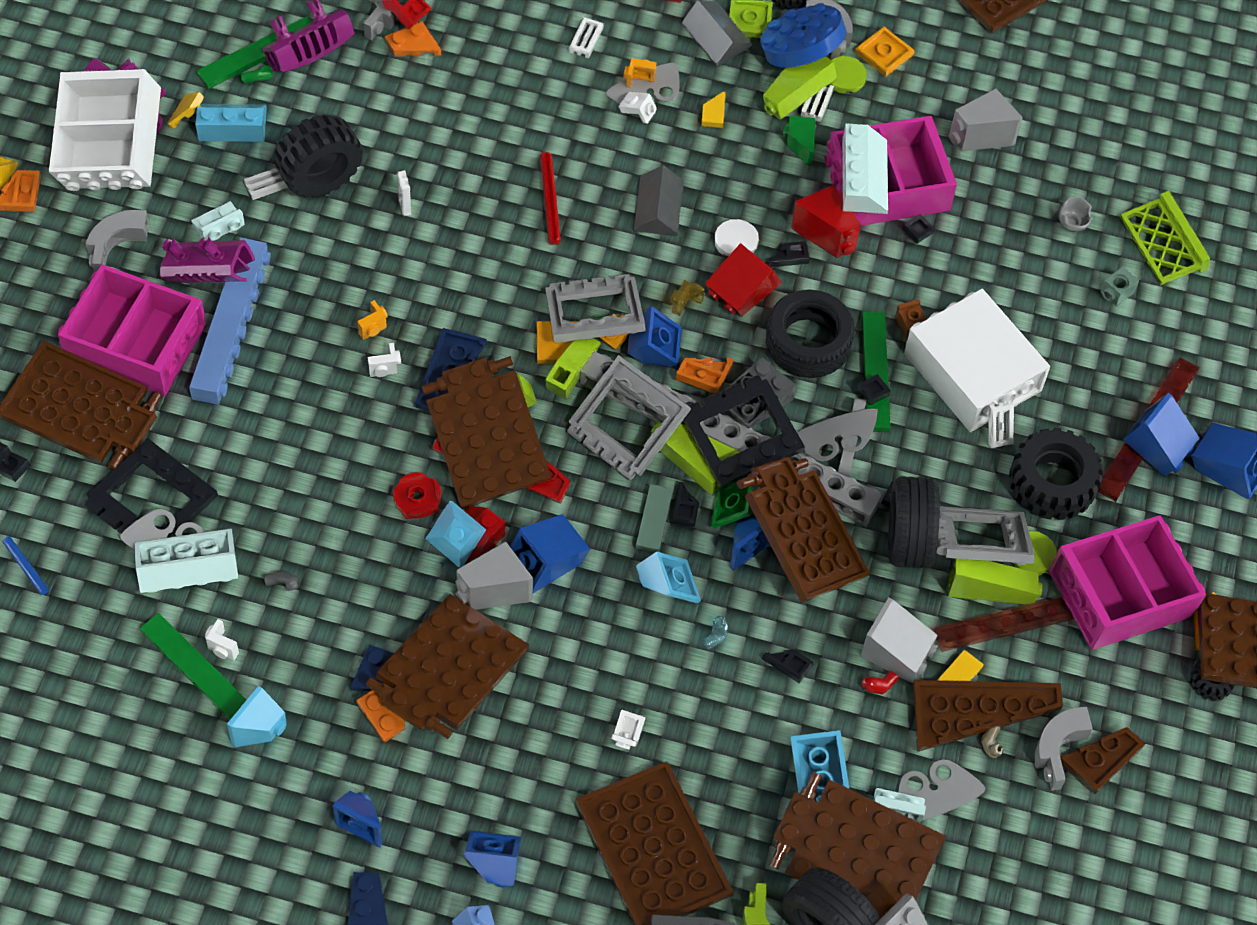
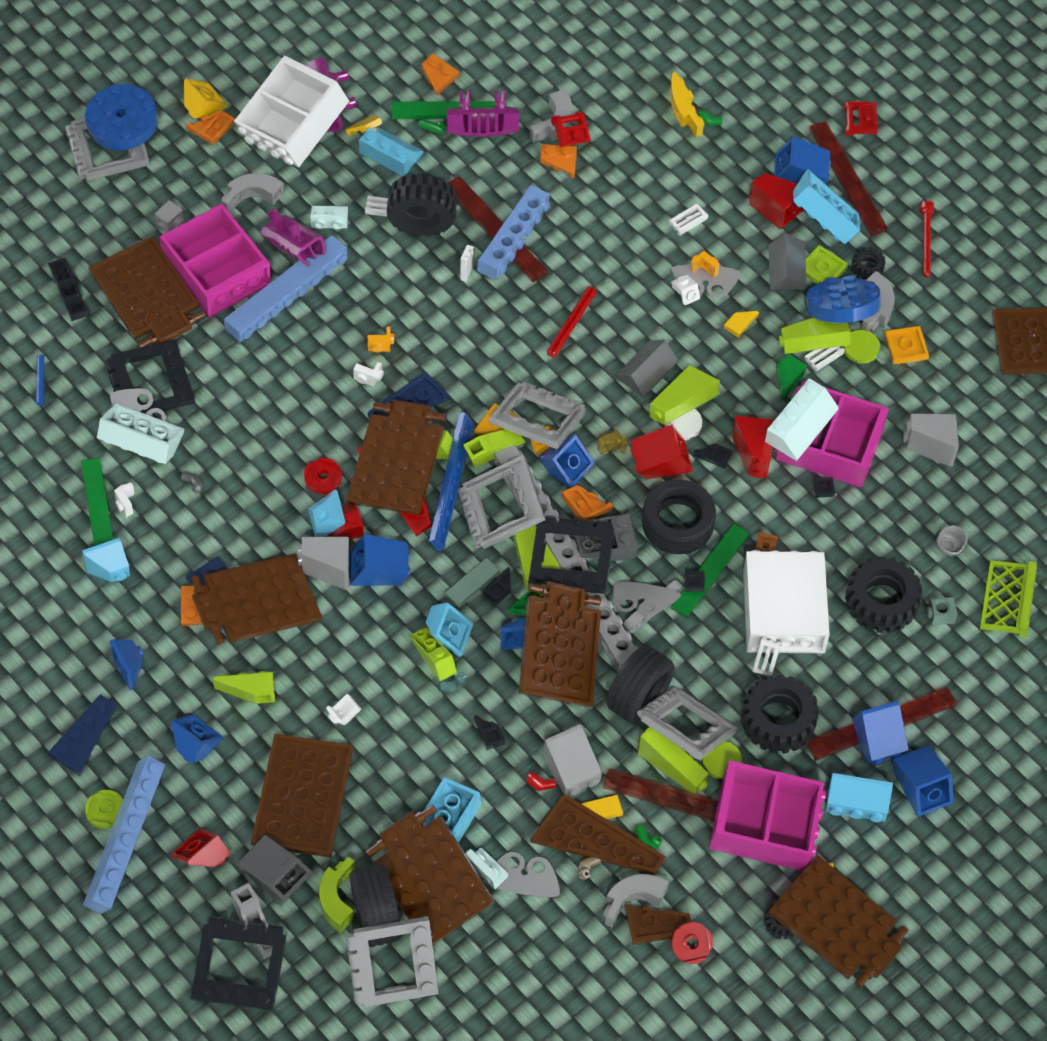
camera: 35 degrees right, 0 degrees up
(43, 311) = (169, 216): none -> light grey brick
(222, 18) = (439, 73): none -> orange wing
(416, 149) = (491, 225): none -> clear red tile
(428, 138) = (513, 232): none -> medium blue brick
(514, 764) = (250, 687): none -> lime slope
(556, 426) = (451, 482): none -> blue tile
(674, 614) = (434, 654): none -> lime slope
(721, 207) = (683, 395): none -> lime slope
(1018, 675) = (654, 842): none -> green arm
(1064, 278) = (887, 573): none -> black tyre
(1141, 758) = (681, 936): none -> red plate
(1195, 509) = (858, 797): none -> medium azure slope

